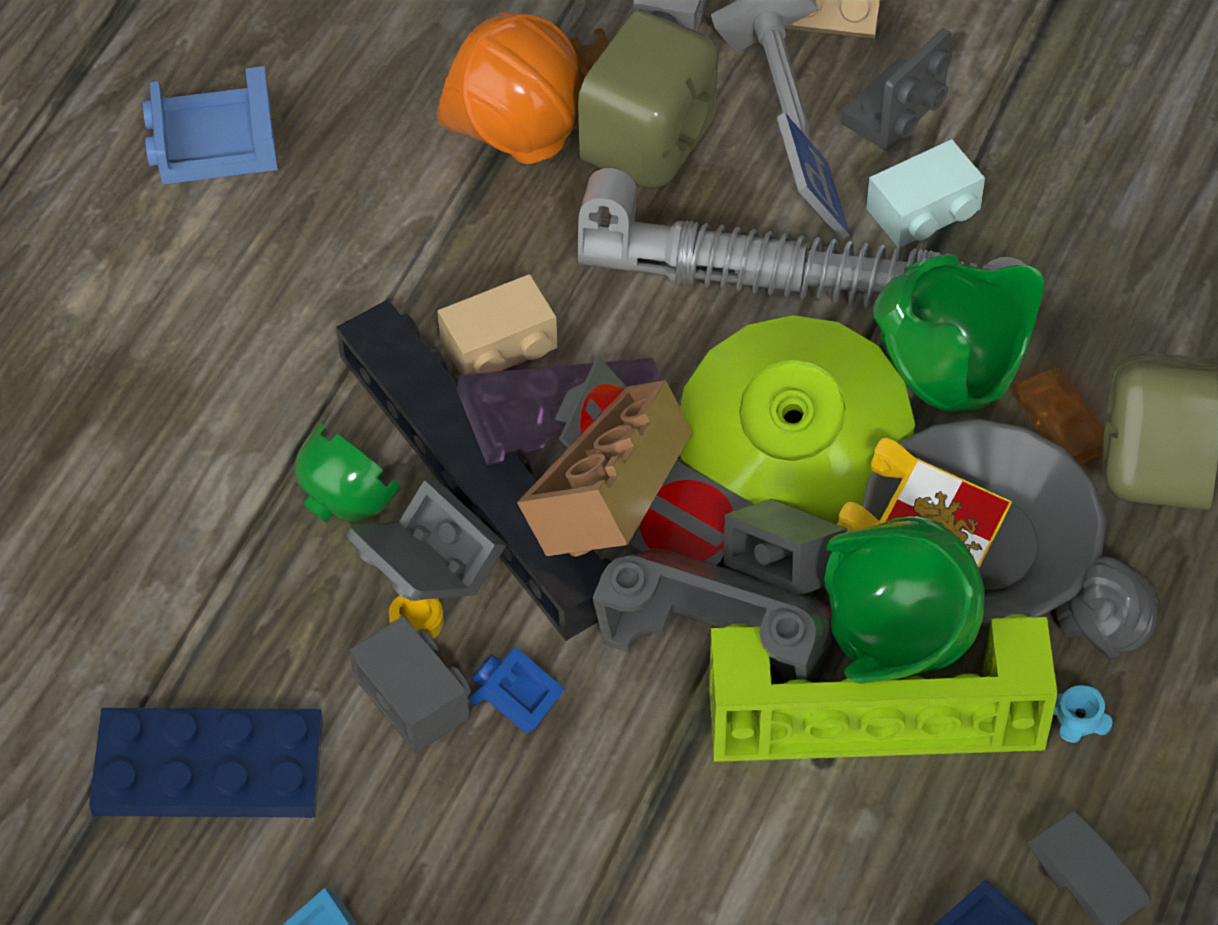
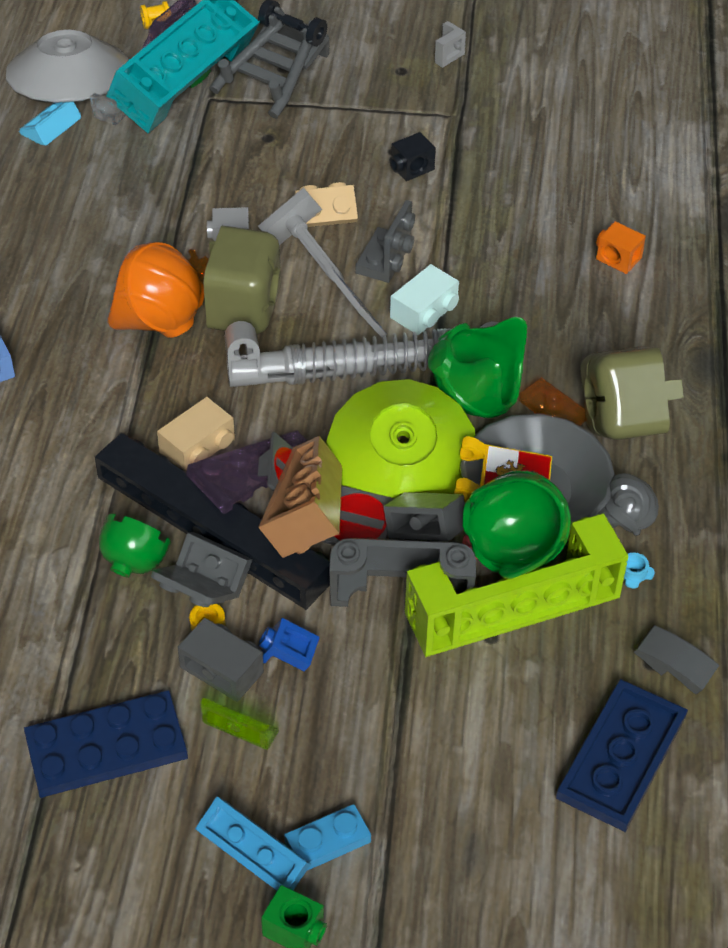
camera: 20 degrees left, 5 degrees down
(403, 785) = (238, 723): none -> clear neon green slope

